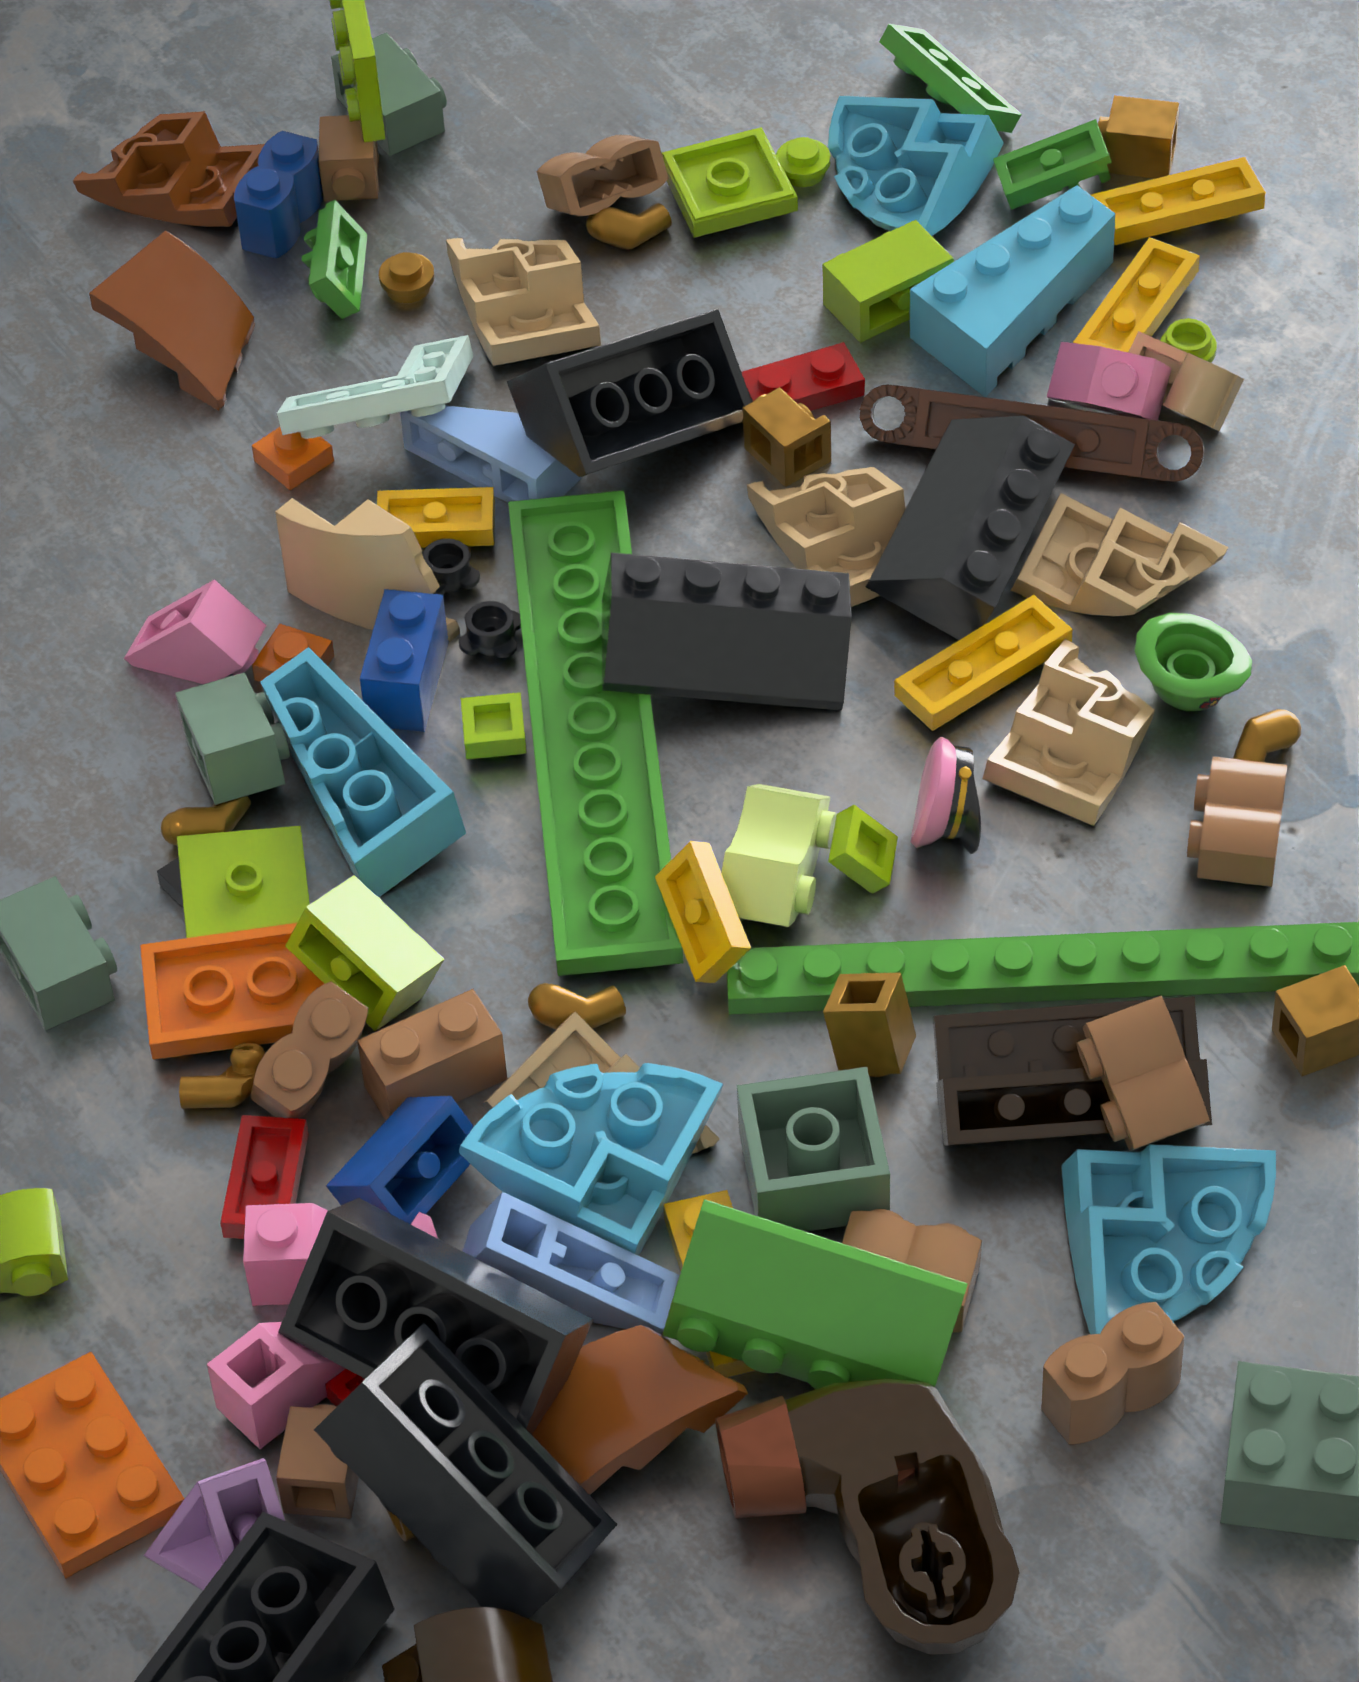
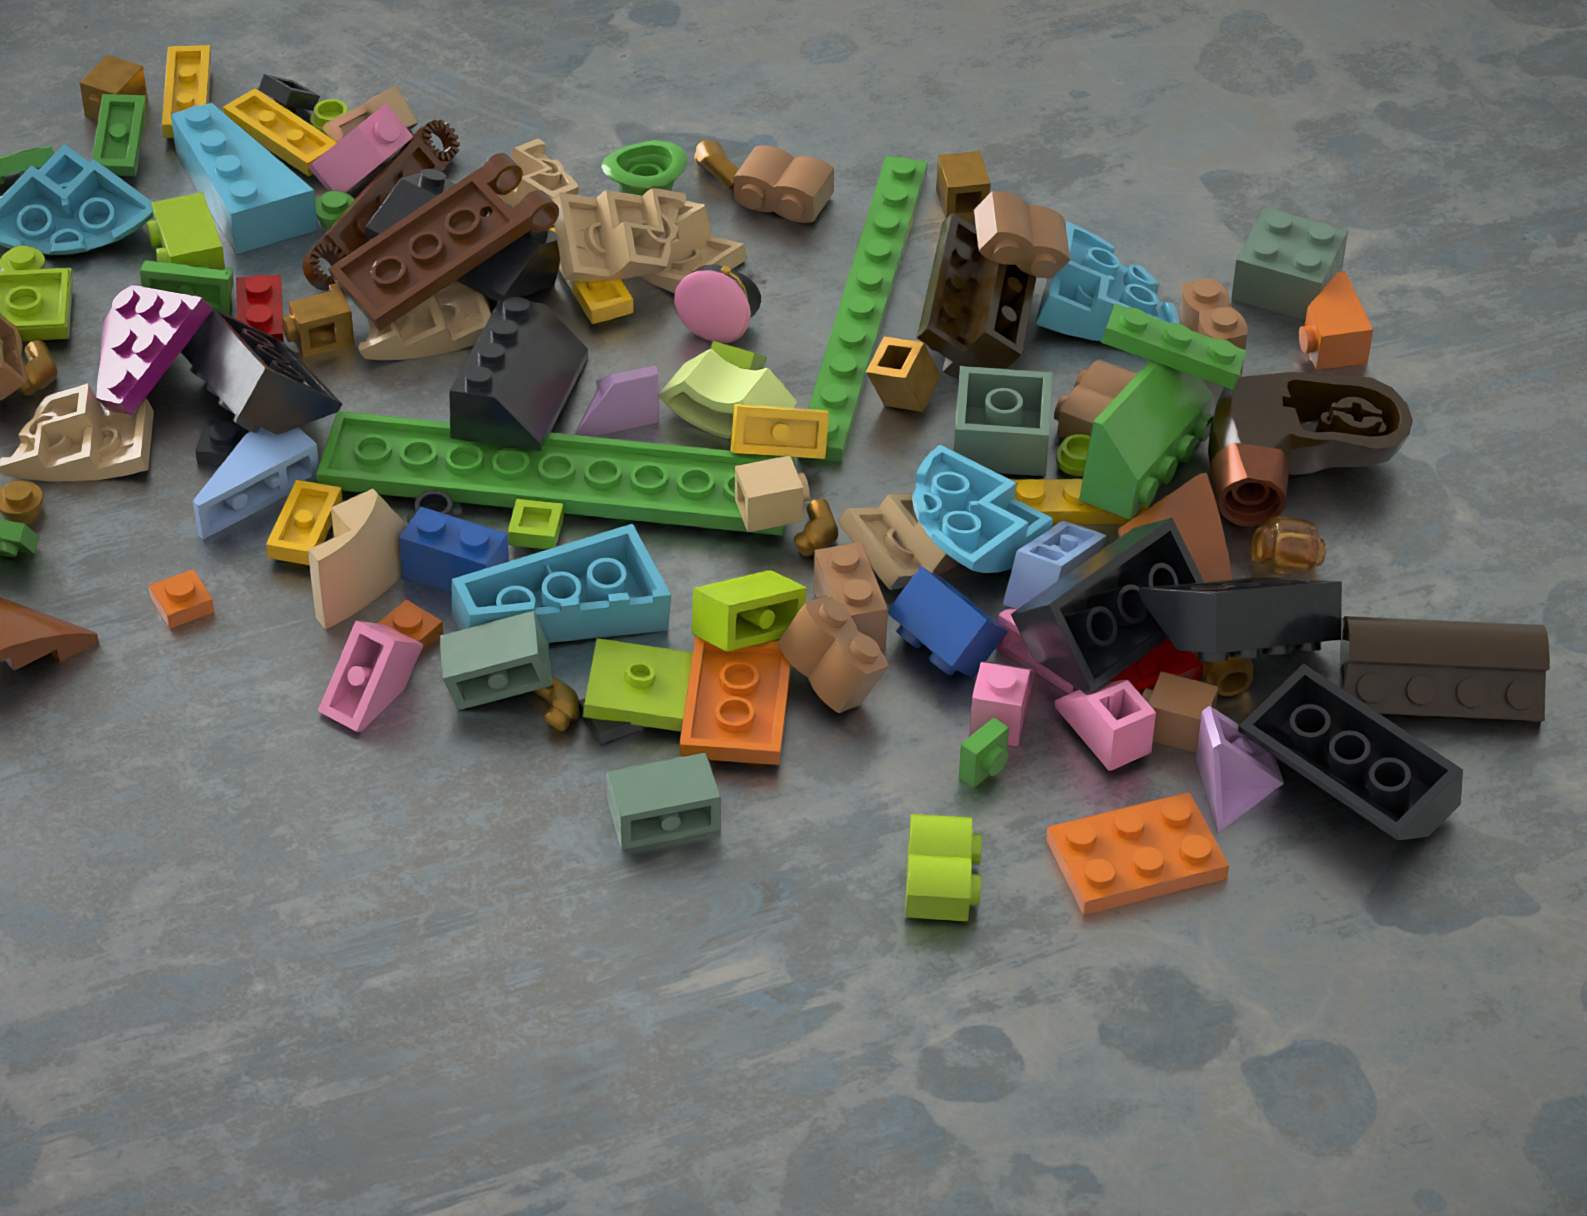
camera: 80 degrees left, 5 degrees down
(198, 1257) = (984, 753): none -> bright green plate
(226, 1089) = (821, 721): pearl gold arm -> none
(263, 1168) = (919, 711): red plate -> none
(422, 386) = (191, 490): light aqua plate -> none
(570, 922) = (770, 493): none -> tan brick
(670, 286) = (142, 341): none -> plate
(674, 1540) = (1287, 548): none -> clear orange head
(750, 751) = (622, 402): none -> lavender slope
(808, 318) = (200, 281): none -> bright green plate
(910, 483) = (441, 242): none -> reddish brown hinge
(930, 1282) = (1174, 346): none -> bright green plate
(1015, 387) = (331, 206): none -> bright green plate
(1020, 654) = (616, 233): none -> tan slope
(1191, 1533) = (1336, 327): none -> orange slope
(1210, 289) = (288, 93): none -> black plate

